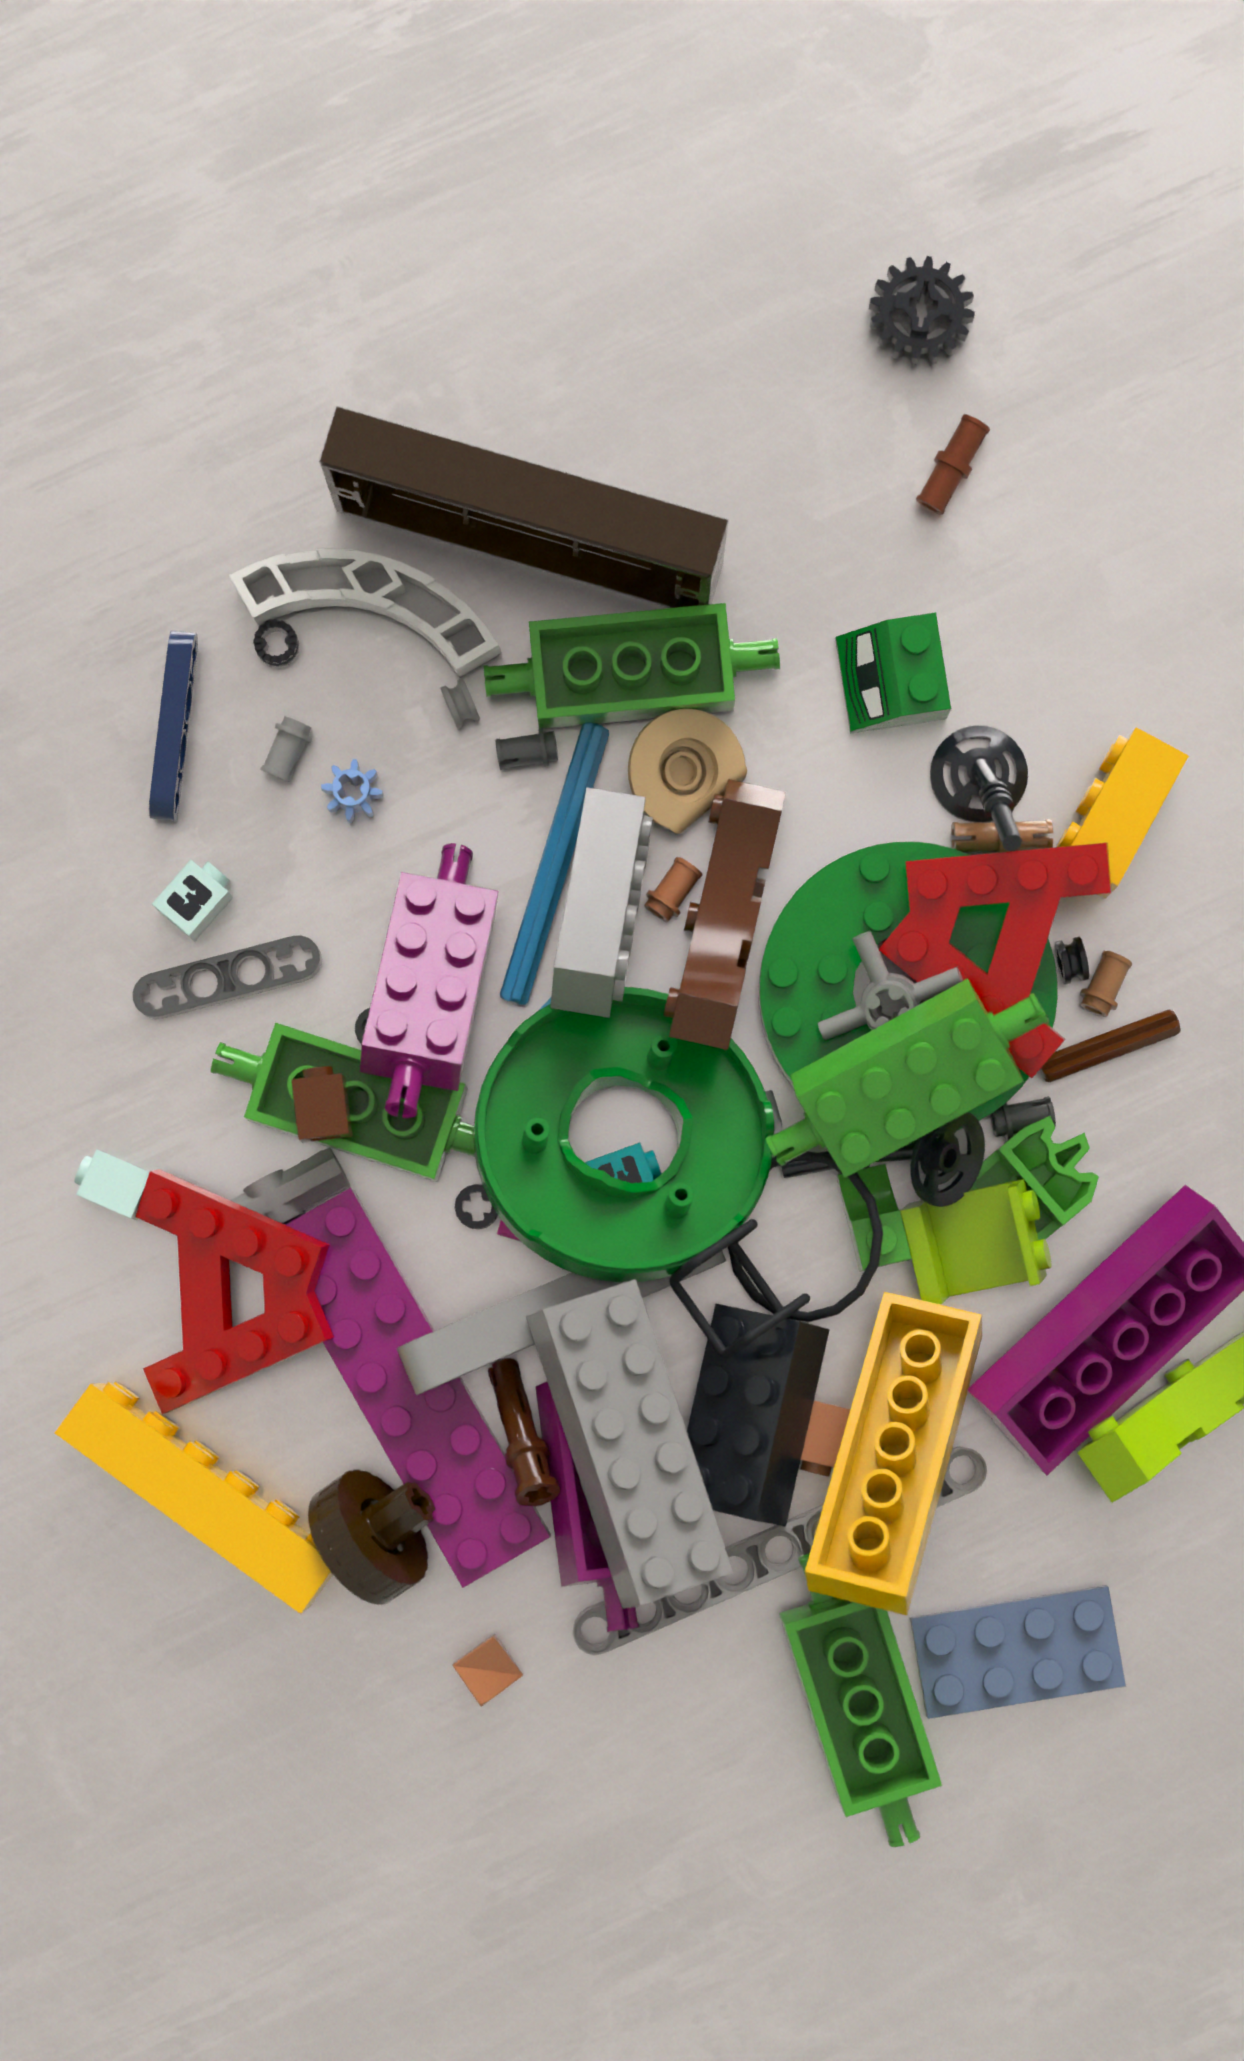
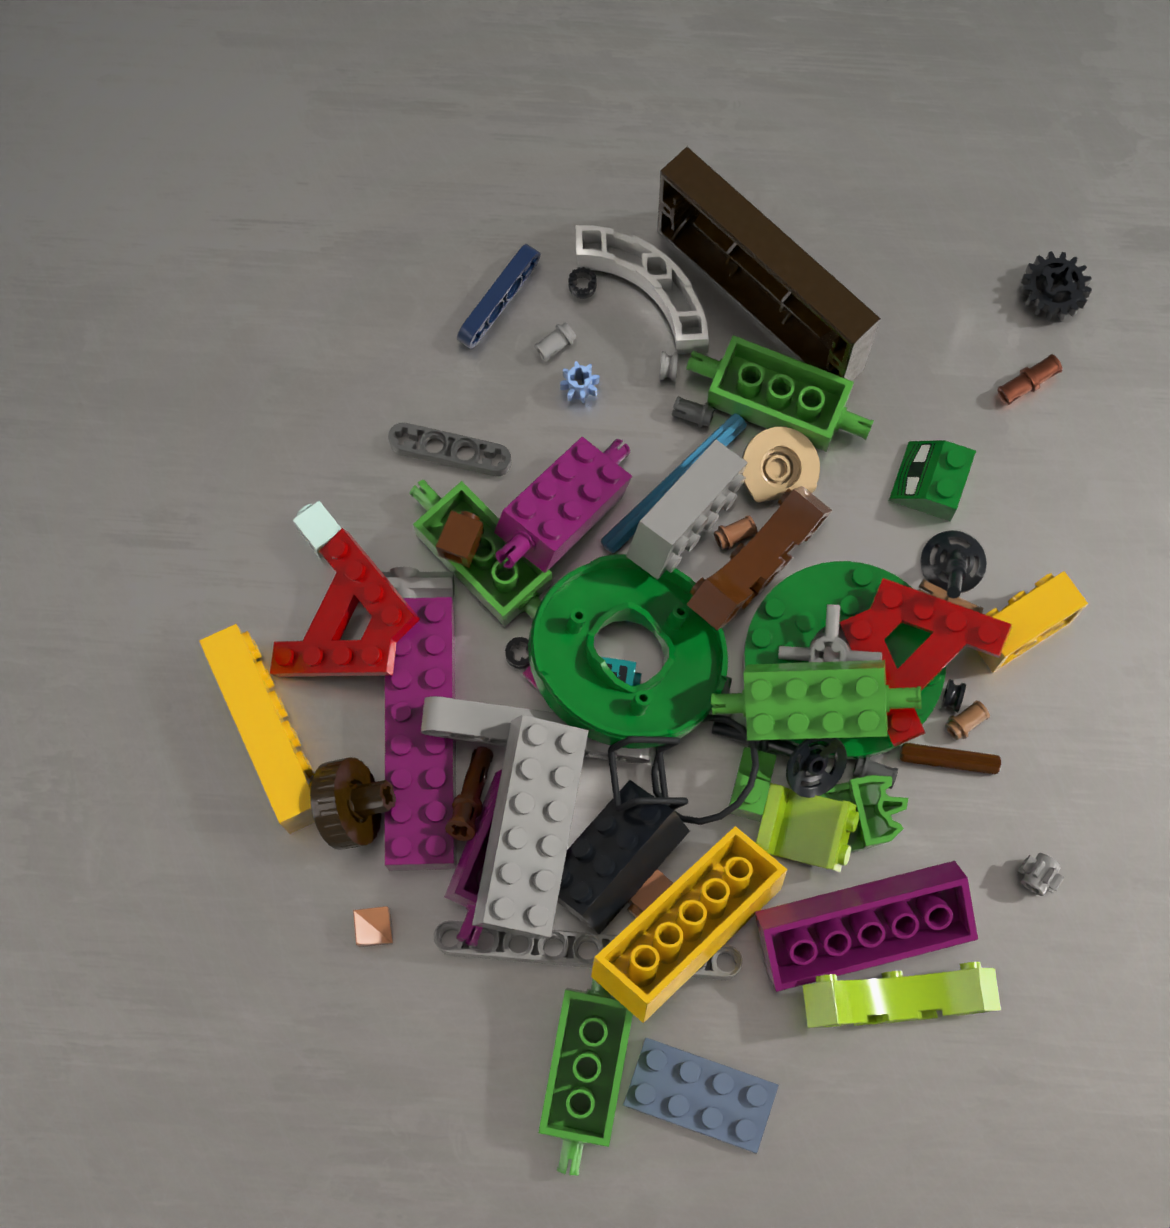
camera: 30 degrees right, 10 degrees down
(194, 898) = (455, 395): light aqua brick -> none

